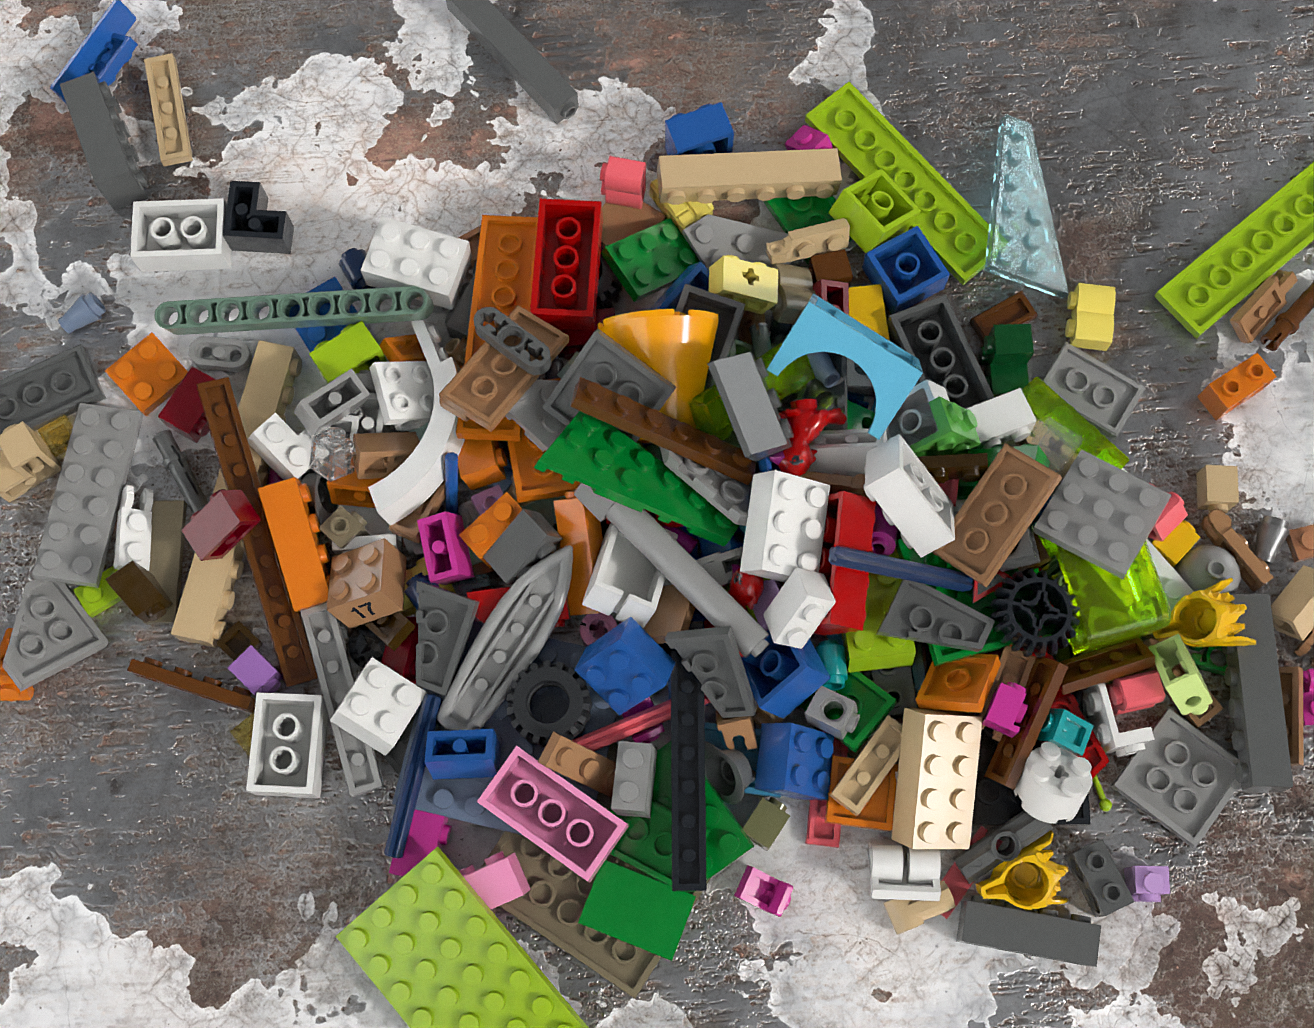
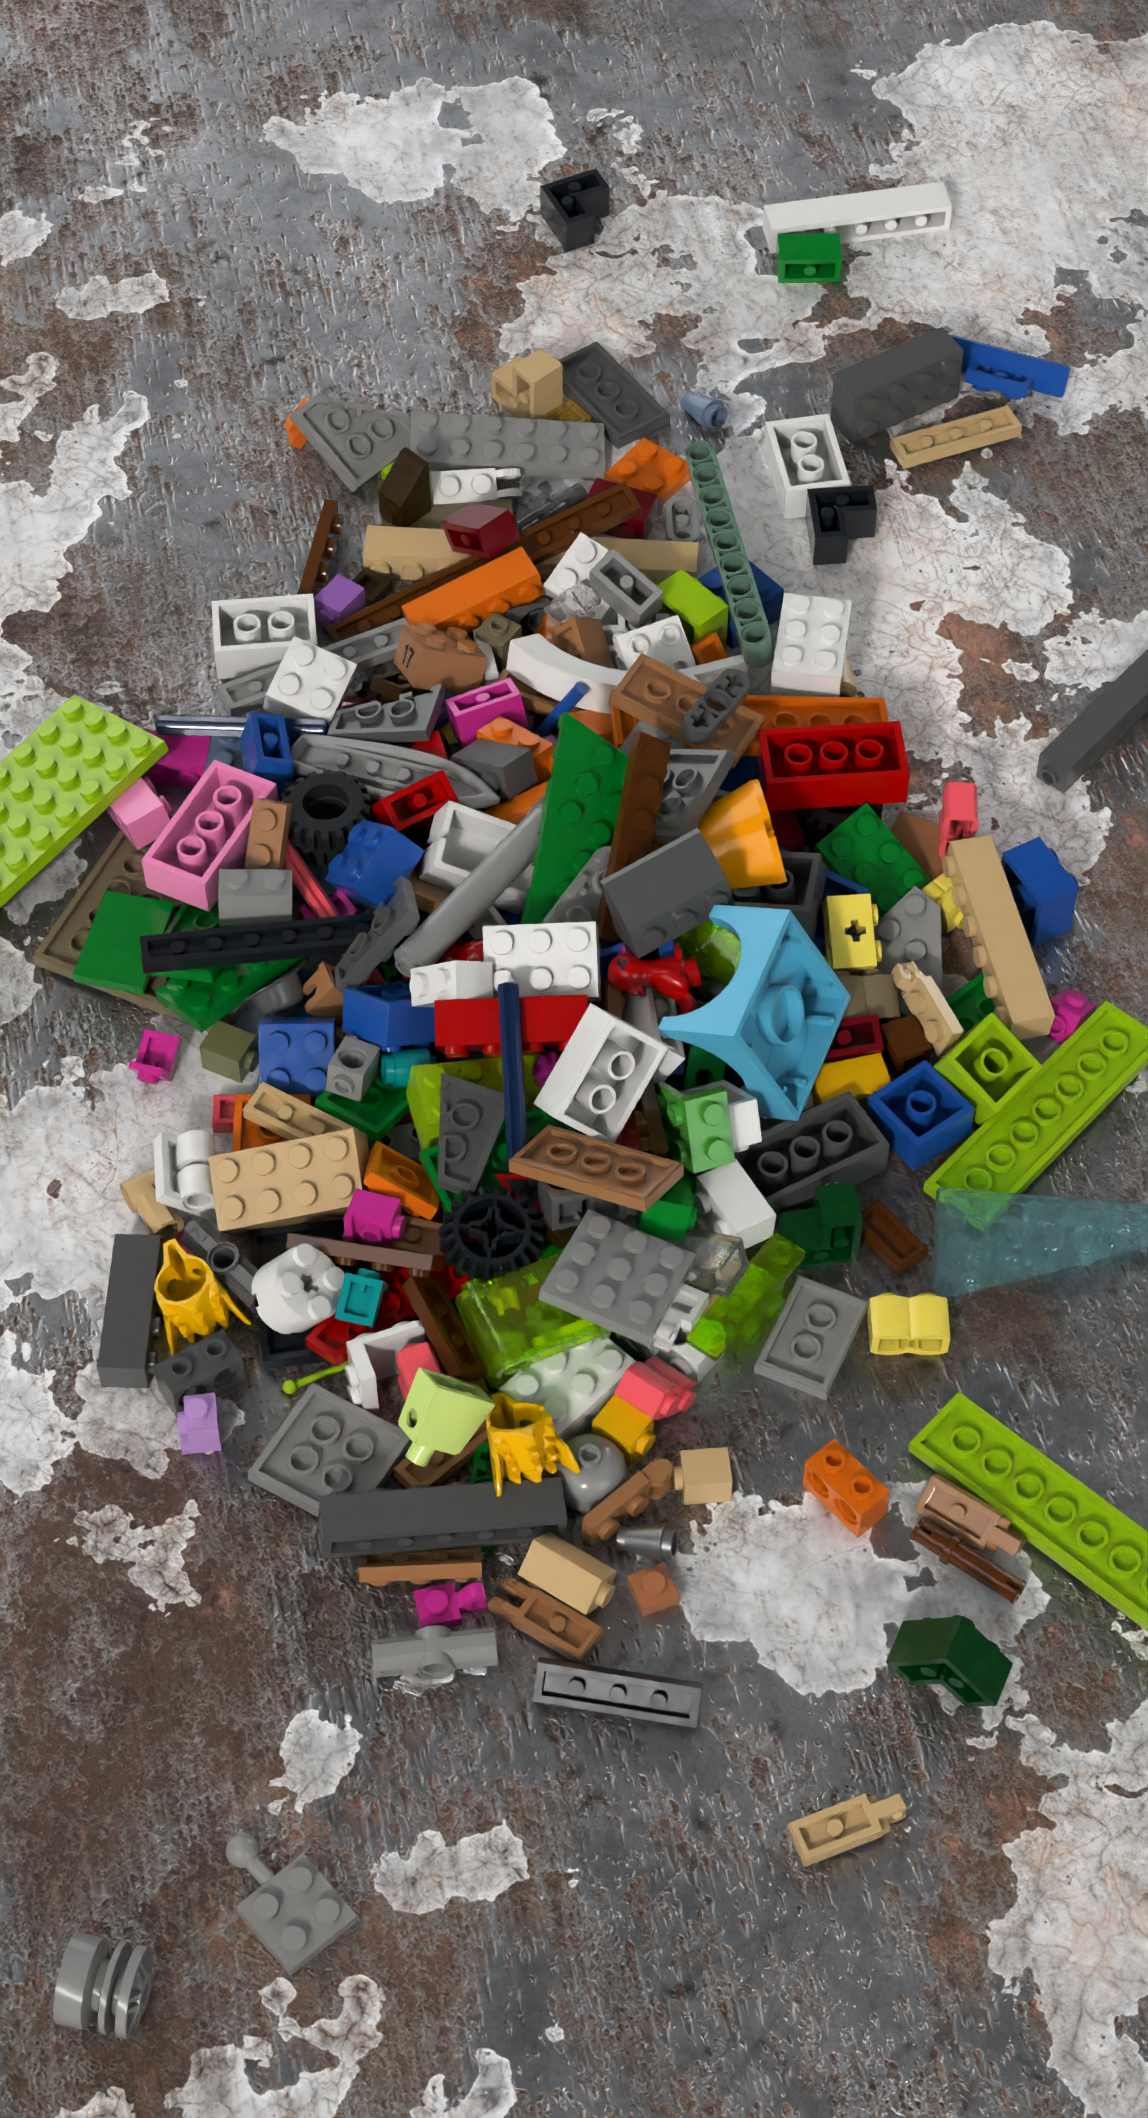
camera: 80 degrees right, 20 degrees down
(564, 622) = (415, 802): none -> red slope

